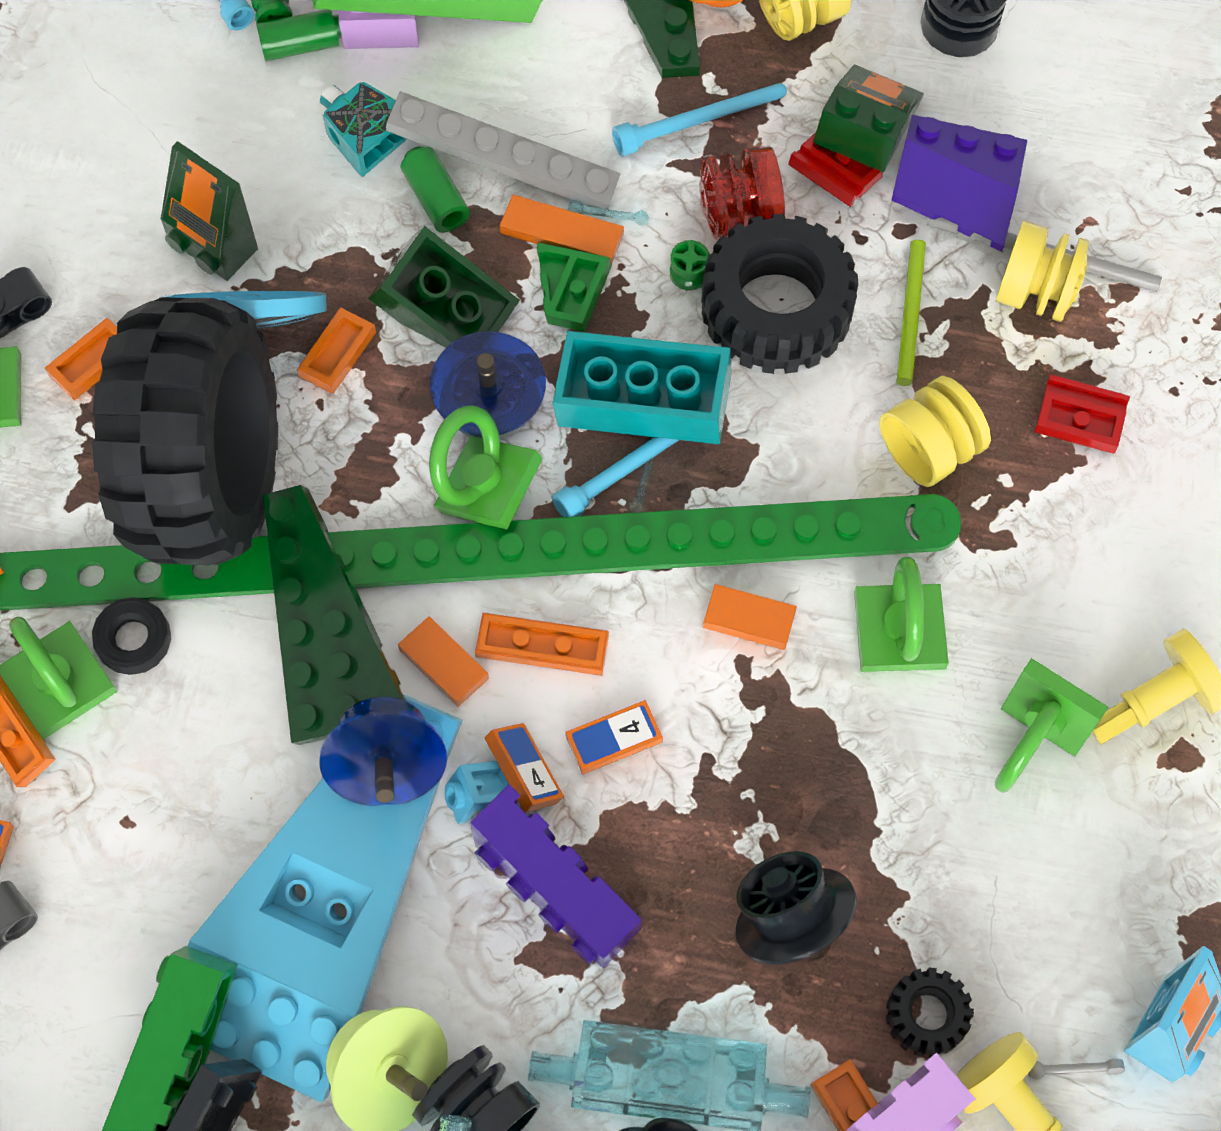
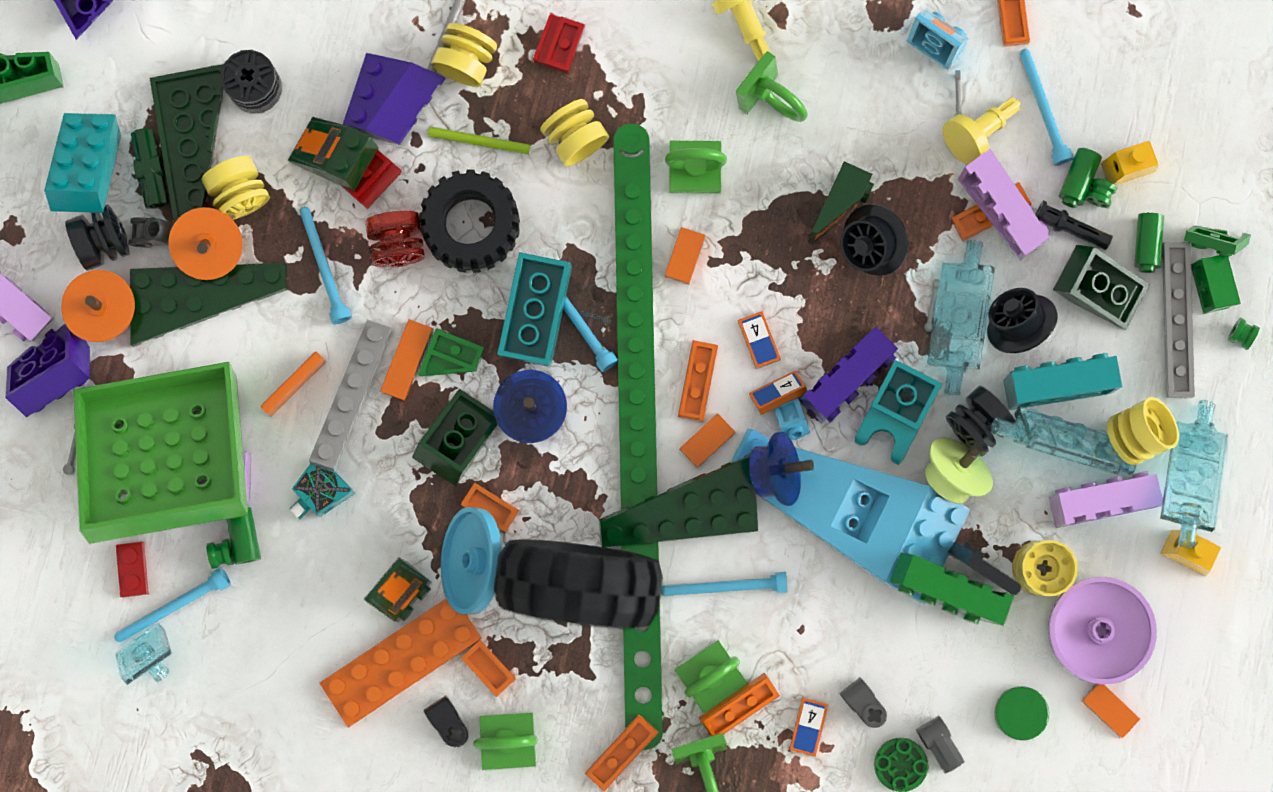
camera: 85 degrees left, 15 degrees up
(100, 230) = (399, 662): none -> orange plate
(119, 614) = (694, 618): black tyre -> none
(204, 777) = (776, 583): none -> medium azure piece
(434, 189) = (373, 442): green brick -> none
(485, 959) = (897, 417): none -> teal brick
(488, 474) = (593, 409): bright green tile -> none
(519, 83) = (293, 384): none -> orange tile
(640, 217) = (399, 308): clear light blue hinge -> none
(652, 1023) = (928, 326): none -> light grey hinge
(688, 255) = (440, 272): green wheel -> none
(868, 853) = (848, 190): none -> dark green slope
(948, 992) = (927, 187): black tyre -> none

